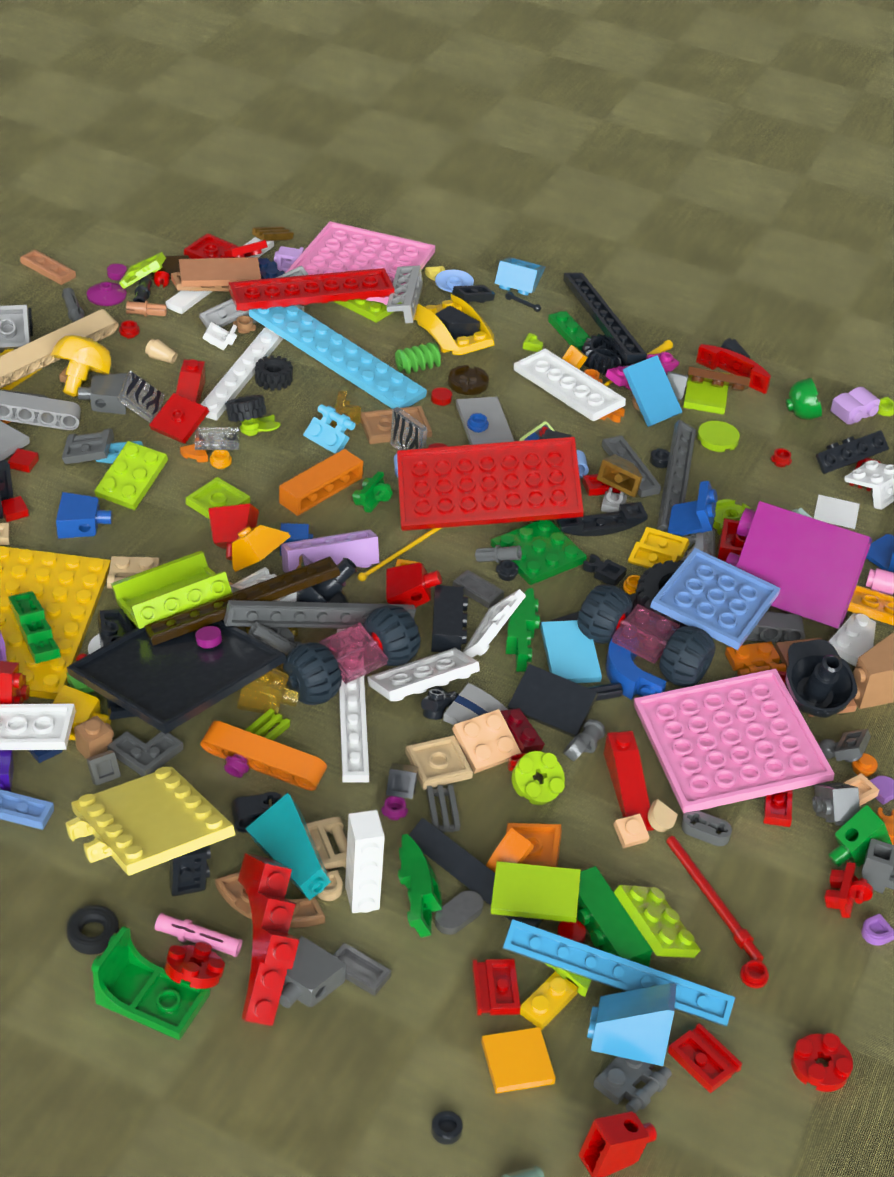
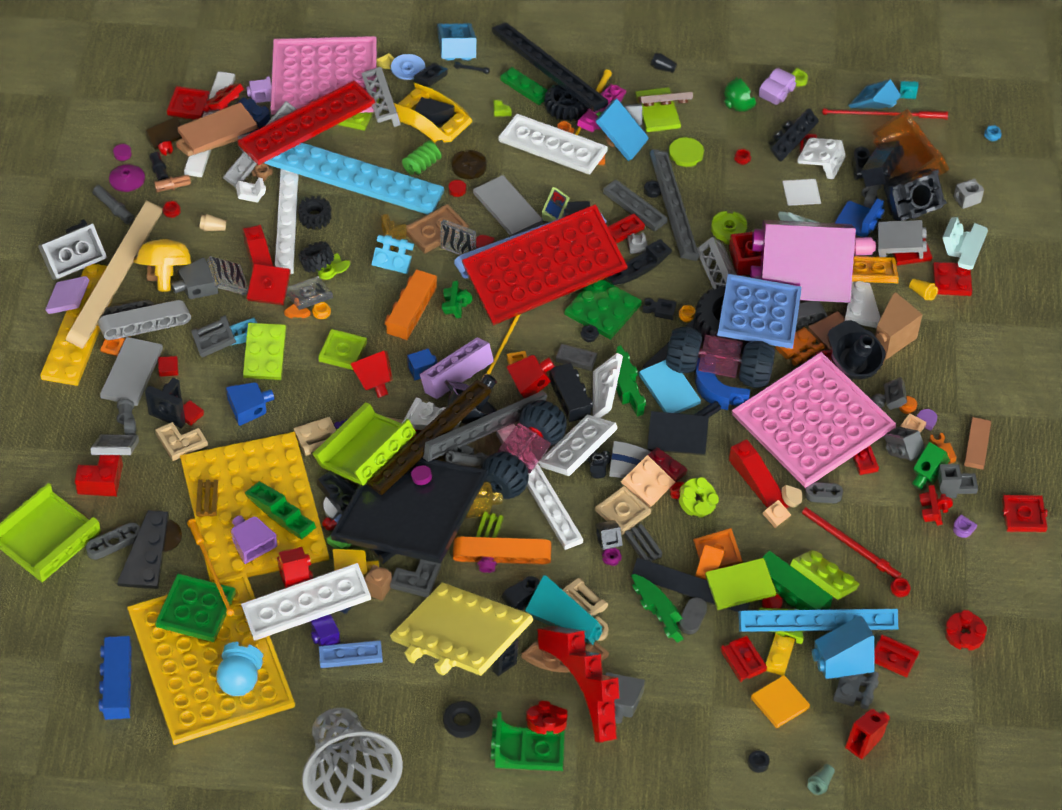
camera: 20 degrees left, 10 degrees up
(48, 267) = (60, 167): nougat tile -> none
(103, 767) = (397, 601): dark grey tile -> none
(142, 269) = (146, 145): lime wing -> none
(168, 925) = (519, 696): bright pink pin -> none
(255, 545) = (403, 384): light orange slope -> none
(272, 233) = (230, 67): pearl gold tile -> none
(363, 970) = (654, 680): flat silver tile -> none
(364, 861) = (625, 606): white brick -> none
(478, 422) = (503, 207): blue plate -> none
(498, 554) = (577, 322): dark grey axle -> none
(575, 357) = (543, 114): light orange plate -> none
(586, 740) = (714, 457): dark grey connector -> none
(620, 474) = (638, 221): pearl gold slope -> none
(658, 547) = (691, 276): yellow slope -> none
(694, 515) = (707, 238): blue bracket -> none
(735, 363) = (671, 76): red slope -> none

